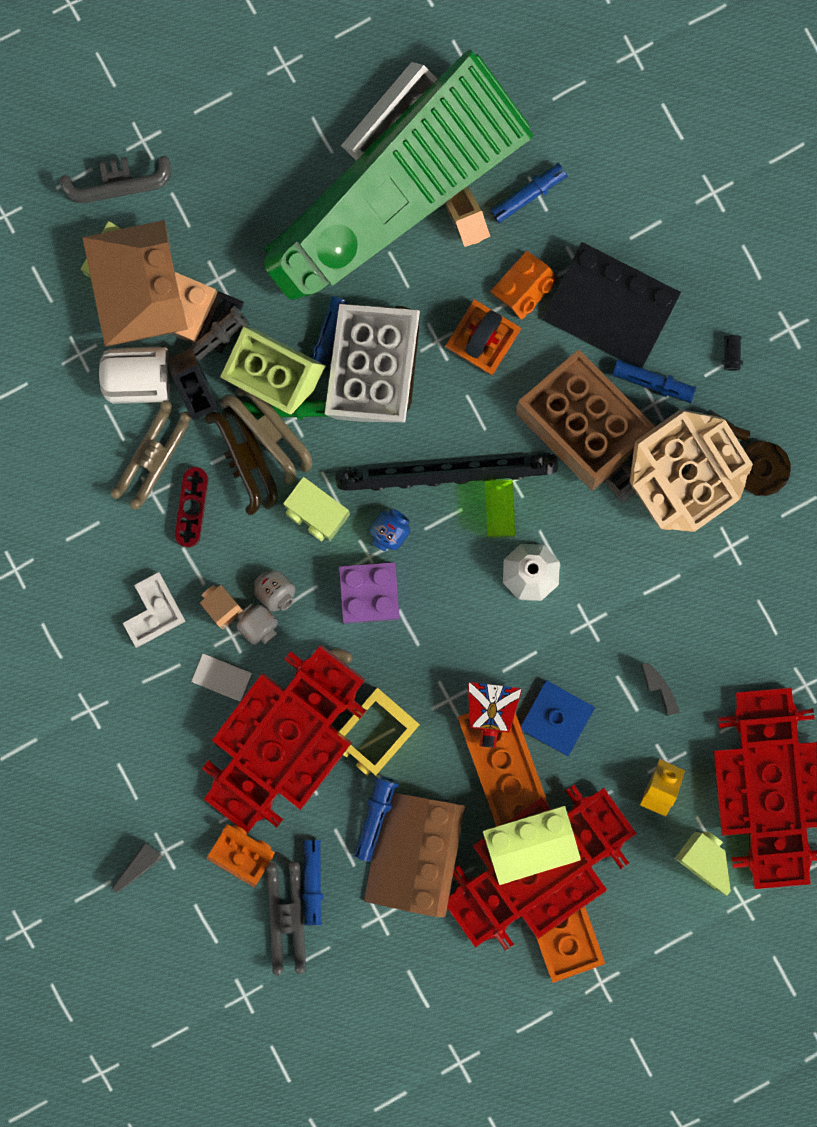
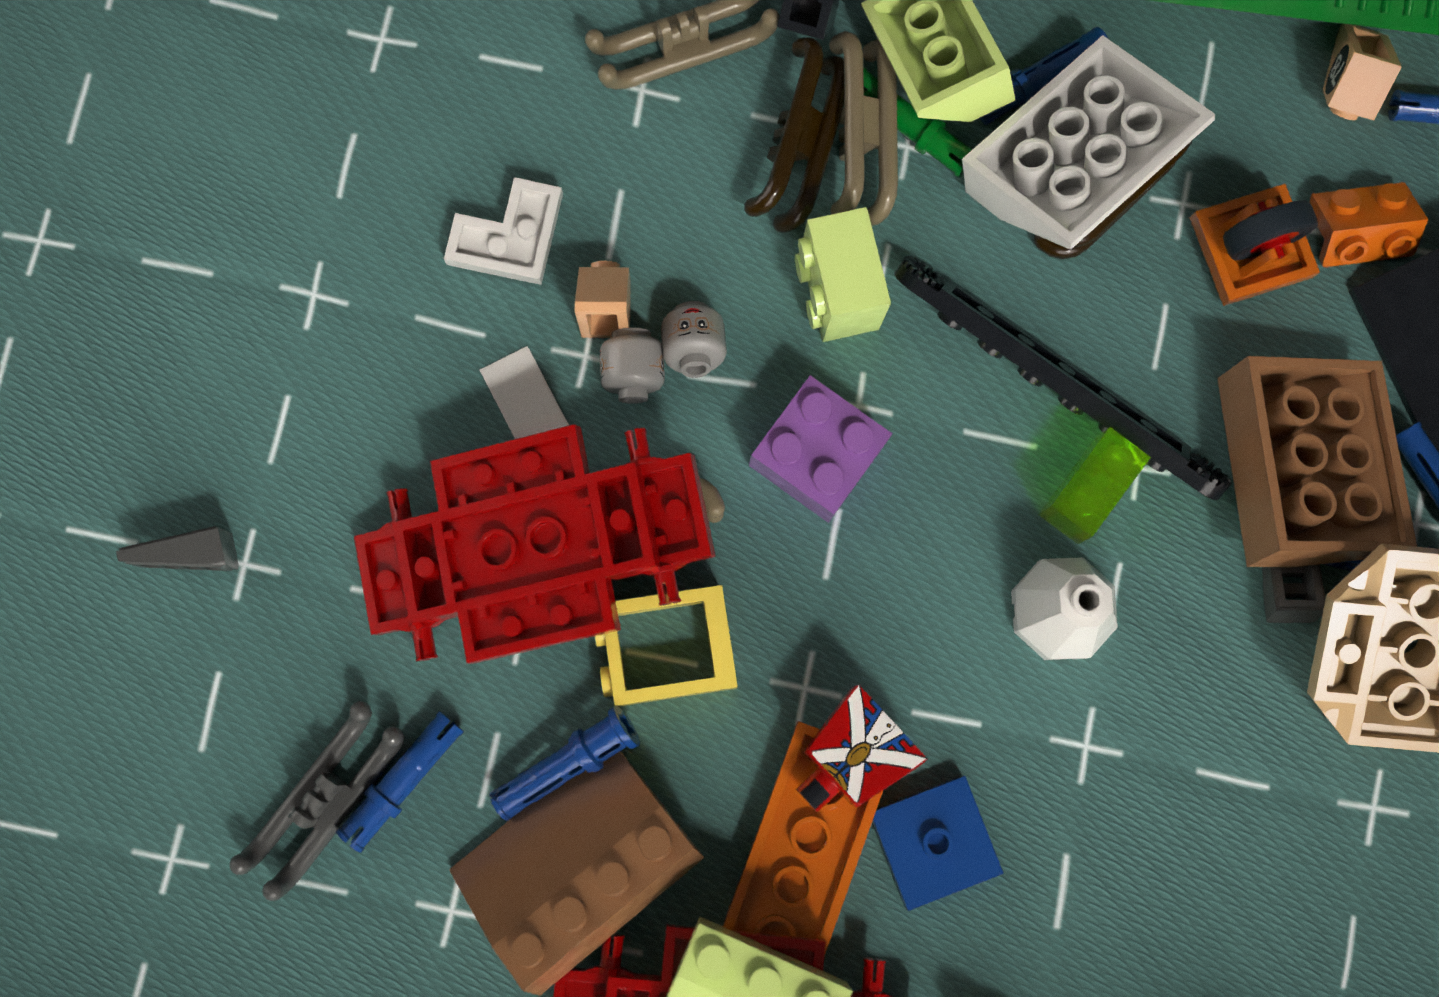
camera: 30 degrees right, 5 degrees down
(201, 487) = (711, 132): dark red beam -> none
(241, 854) = (336, 657): orange bracket -> none
(390, 529) = (918, 389): blue head -> none
(654, 682) = (1121, 907): dark grey slope -> none

